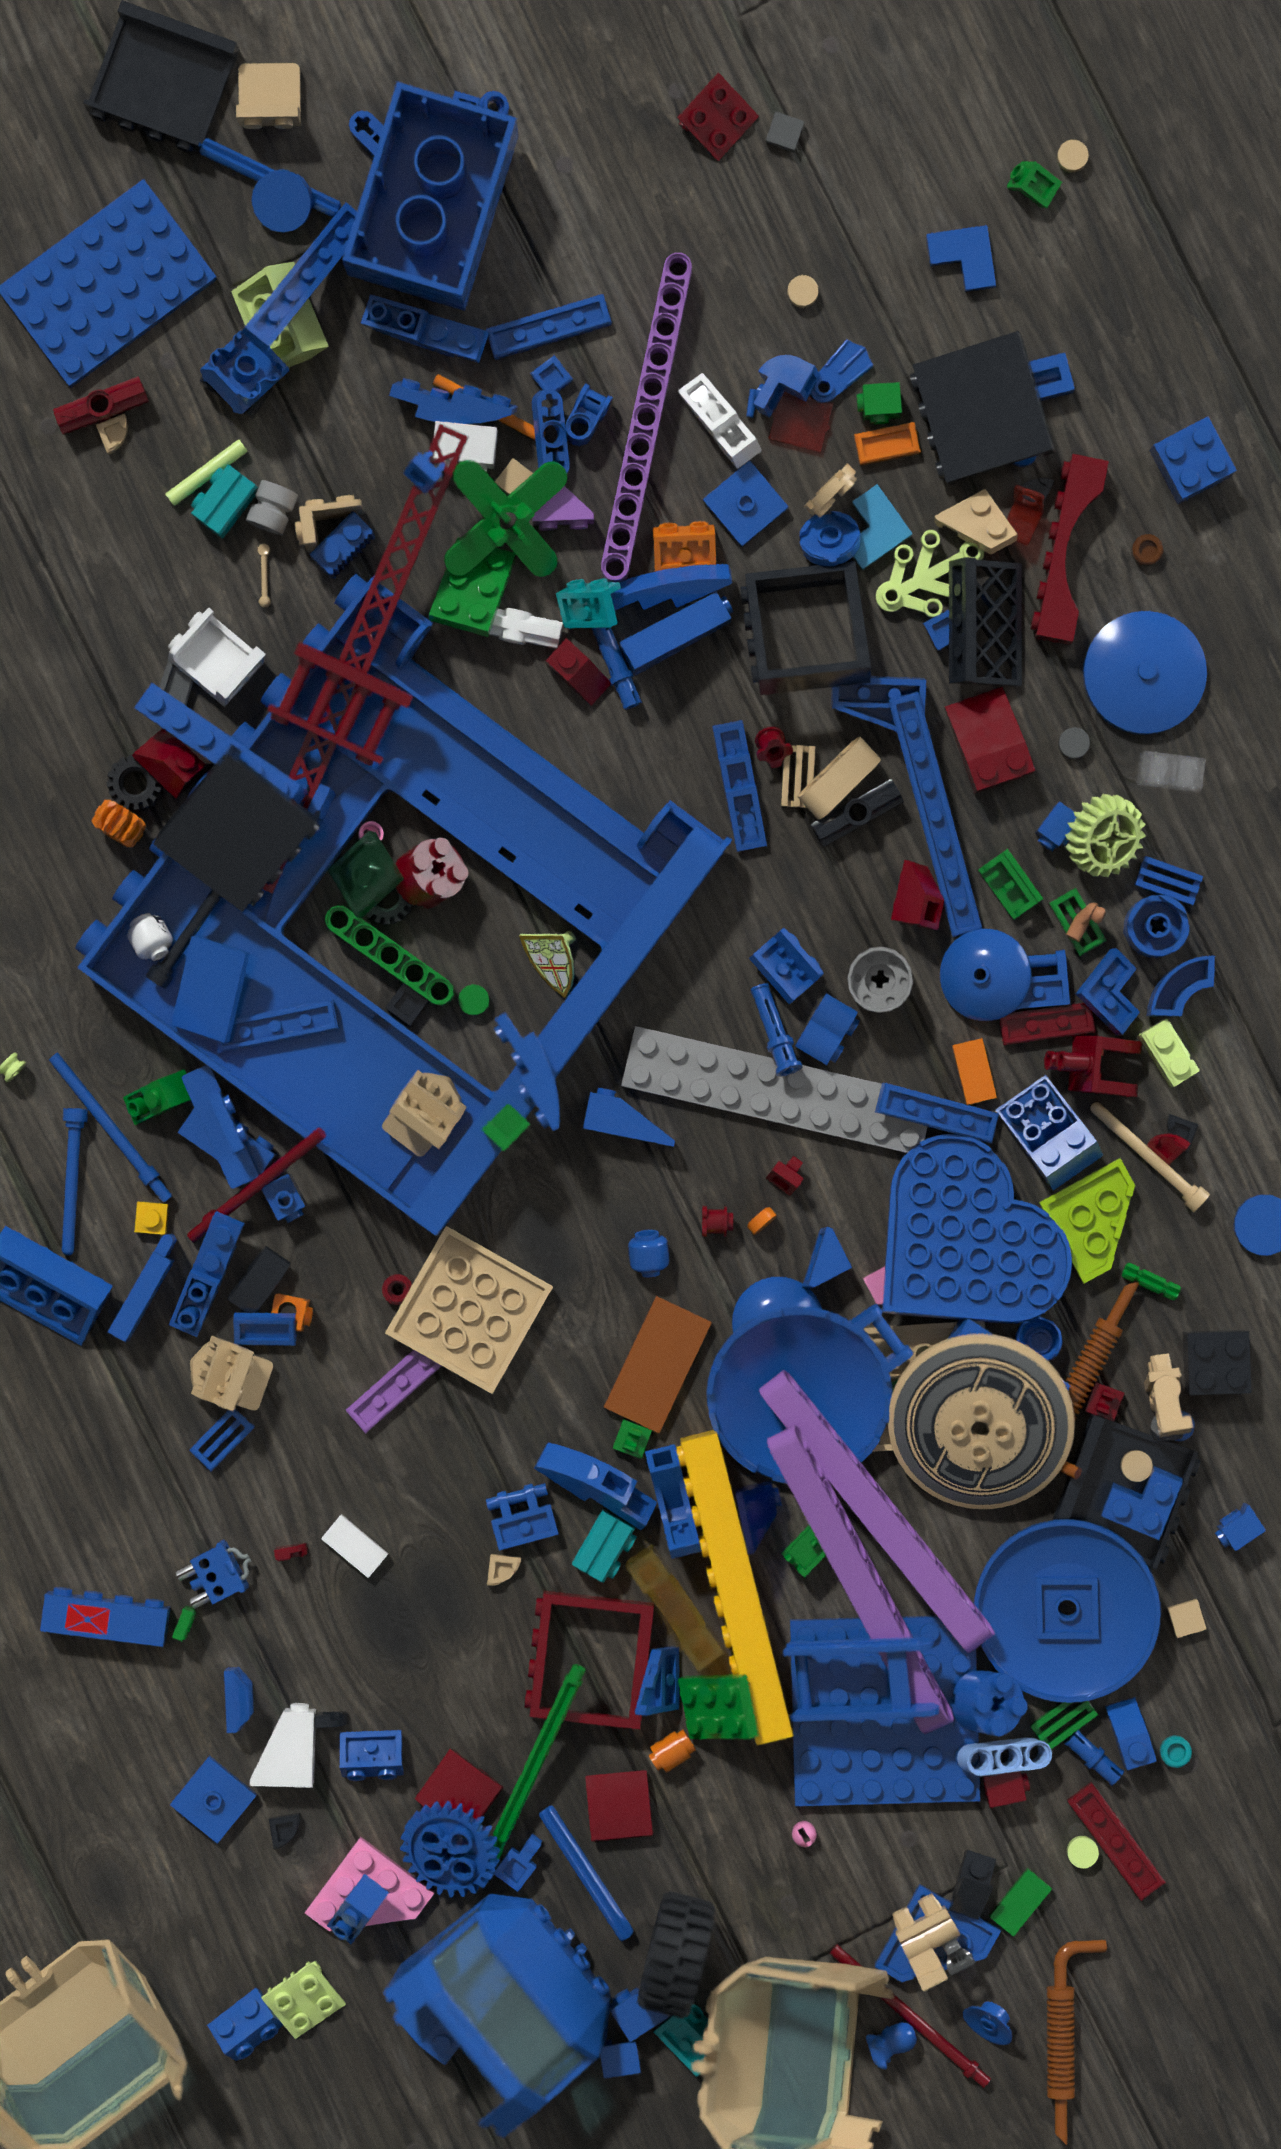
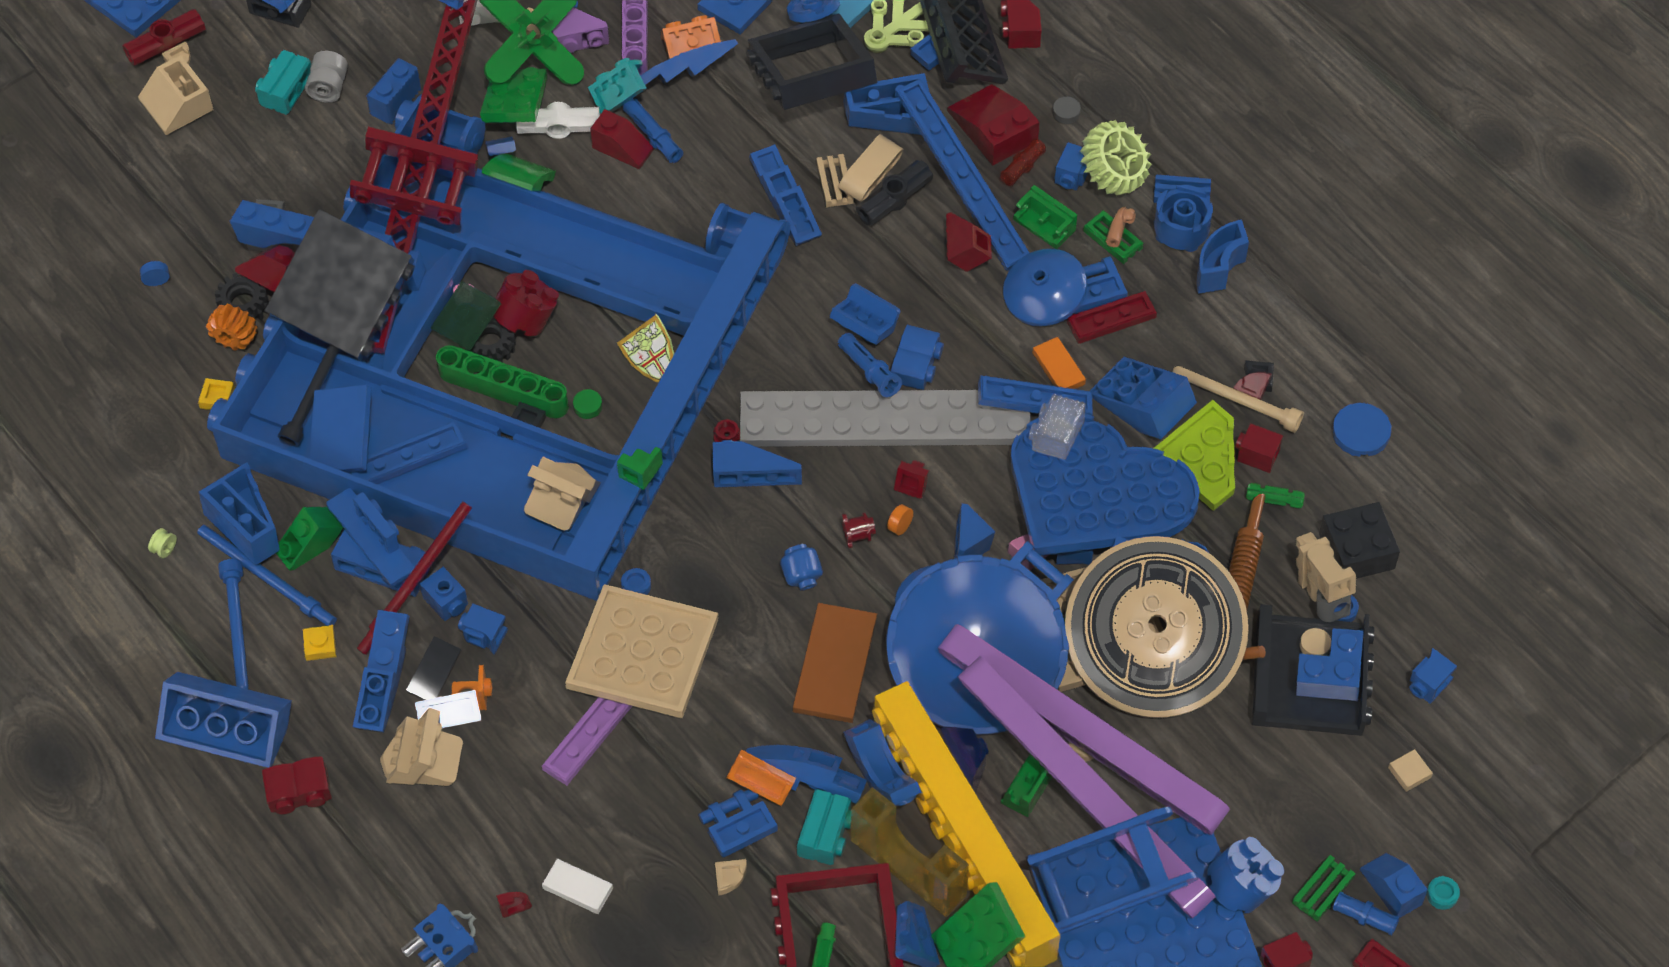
camera: 15 degrees left, 30 degrees down
(47, 727) = (154, 273): none -> blue tile
(91, 898) = (214, 390): none -> yellow plate
(96, 1059) = (241, 514): none -> blue wedge
(101, 495) = (175, 95): none -> tan slope
(104, 1377) = (296, 785): none -> dark red brick
(144, 1290) = (322, 700): blue hinge -> none
(149, 937) = (275, 404): white head -> none
(203, 1457) = (420, 844): blue tile -> none
(205, 472) = (260, 71): yellowish green piece -> none
(214, 657) = (296, 190): white panel -> none
(264, 551) = (326, 116): tan hinge -> none
(315, 1245) = (483, 627): none -> blue window
(318, 510) = (371, 64): tan bracket -> none
(387, 1288) = (565, 645): dark red plate -> none
(445, 646) = (500, 146): none -> blue tile
(457, 693) = (518, 172): none -> green slope
(479, 1225) = (636, 581): none -> blue tile
(539, 1081) = (659, 415): blue slope -> none
(553, 1485) = (761, 777): none -> orange tile
(605, 1065) = (724, 427): none -> dark red plate
(632, 1438) = (828, 731): green tile -> none
(675, 632) = (696, 95): blue slope -> none
(772, 747) = (811, 160): dark red brick -> none
(891, 993) = (951, 302): light grey wheel -> none
(947, 1165) = (1057, 426): none -> clear brick
(1006, 804) = (1023, 162): none -> clear red pin
(1017, 1761) = (1288, 918): light blue beam -> none
(1076, 1653) = (1305, 736): blue dish -> none
(1085, 1064) = (1163, 333): dark red piece -> none
(1103, 993) = (1154, 278): blue plate -> none
(1104, 1401) = (1266, 595): dark red tile -> none
(1144, 672) = (1110, 51): blue dish -> none
(1150, 1225) = (1258, 447): none -> dark red brick
(1168, 1053) = (1227, 311): yellowish green brick -> none
(1171, 771) = (1156, 108): clear brick -> none

